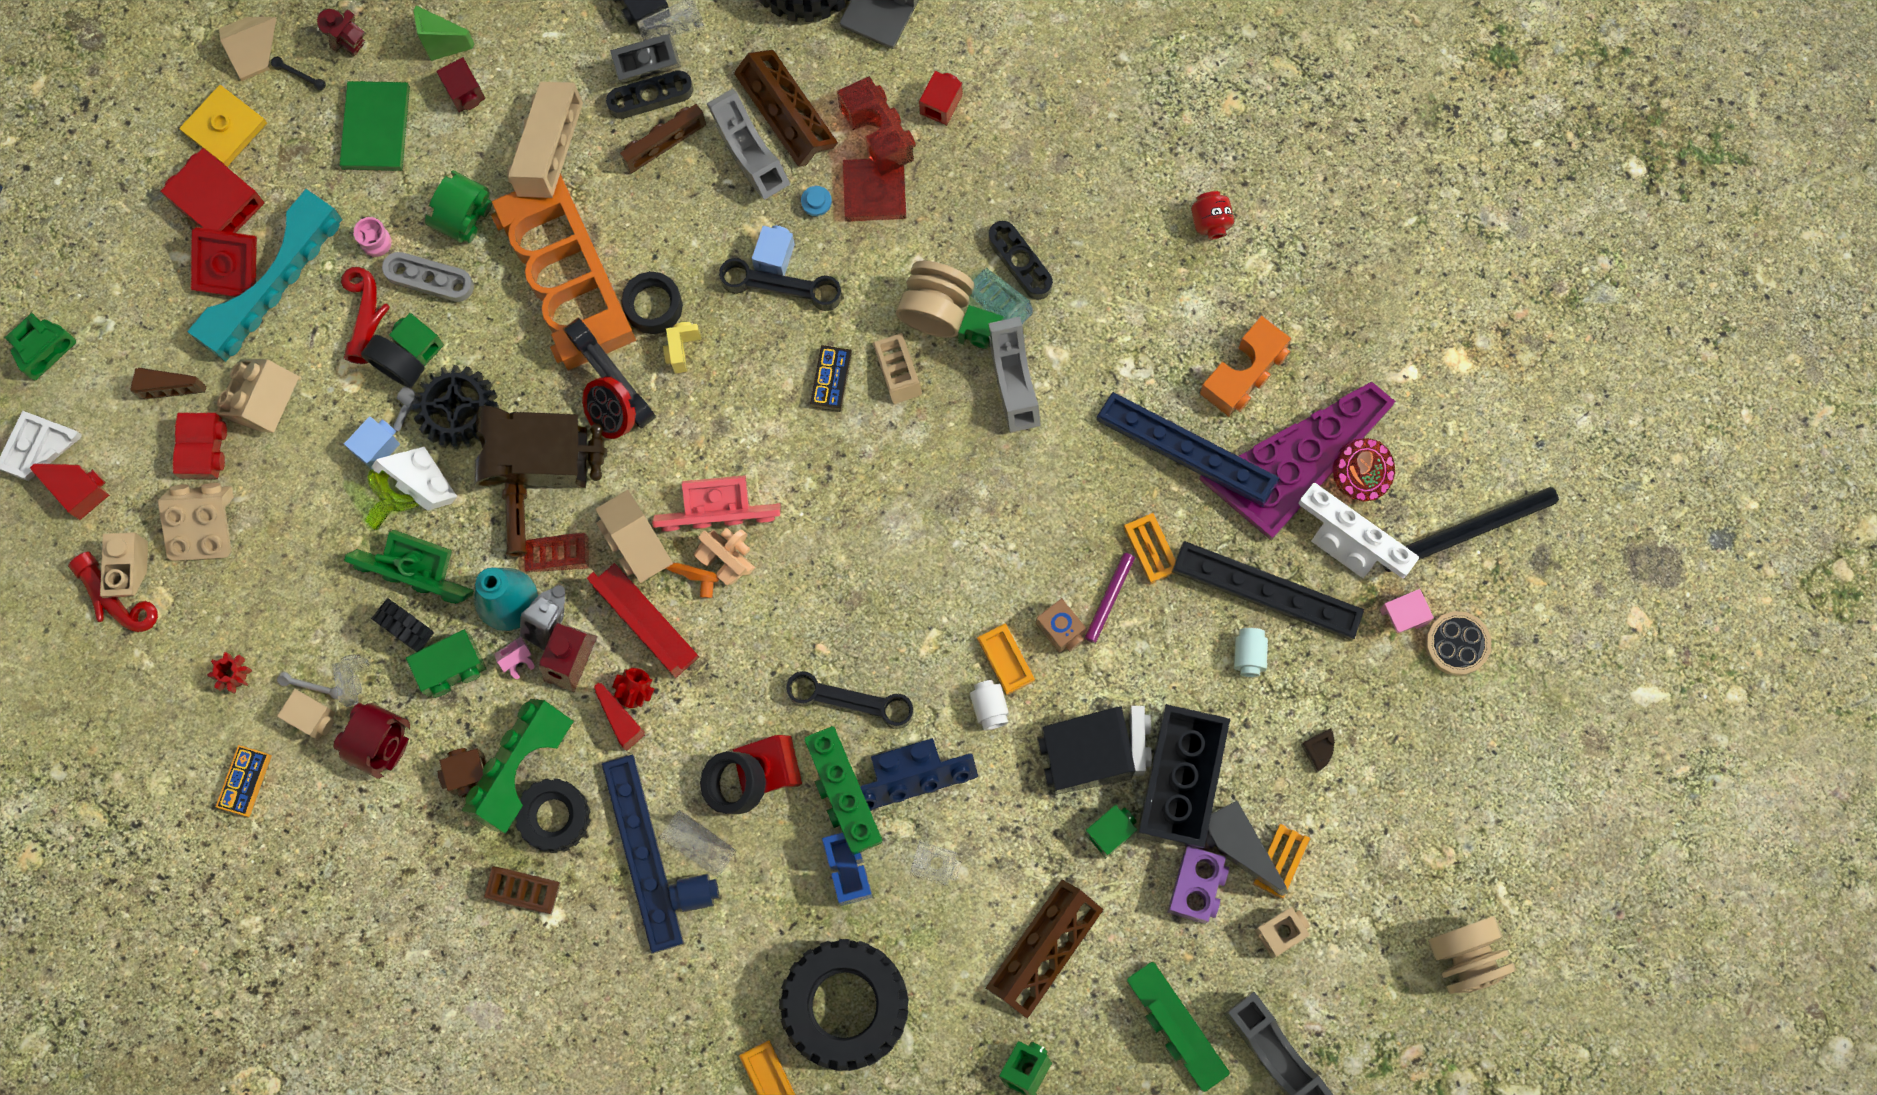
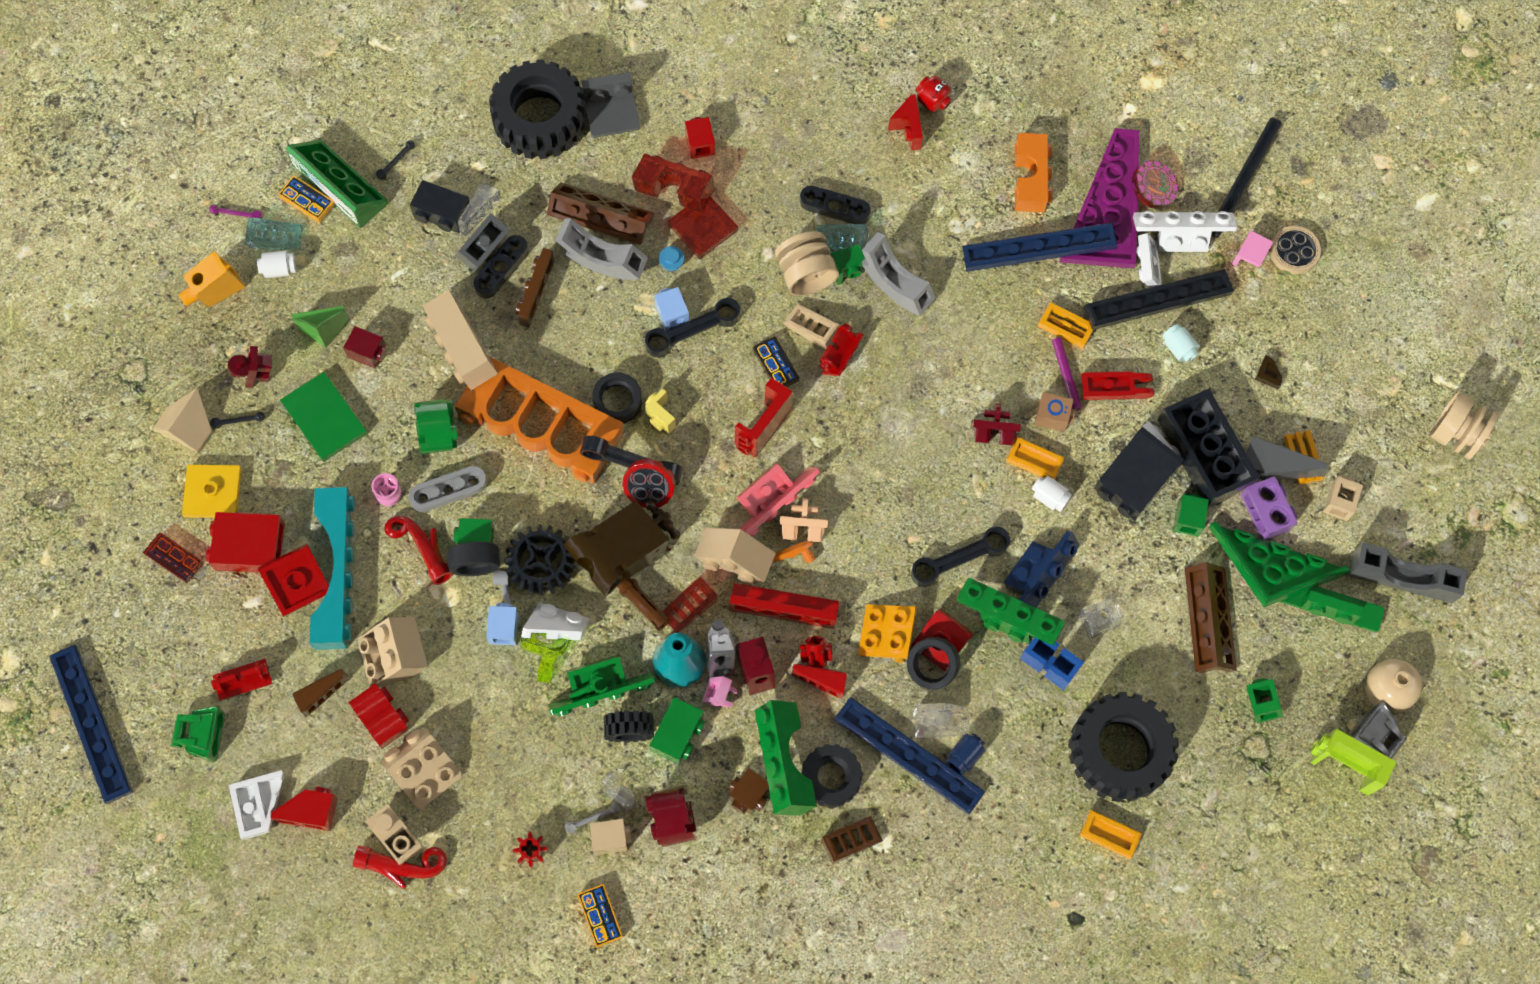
camera: 45 degrees left, 5 degrees down
(110, 321) = (241, 679): none -> red hinge
(142, 164) = (173, 557): none -> clear red tile
(718, 719) = (887, 631): none -> light orange hinge
(767, 430) = (779, 404): none -> red panel
(914, 406) = (836, 359): none -> red hinge
(979, 589) = (1007, 430): none -> dark red hips
(1146, 645) = (1115, 385): none -> red hinge
(1149, 948) = (1273, 568): none -> green tile
(1165, 222) = (908, 119): none -> red slope
(1290, 544) = (1150, 266): none -> white plate

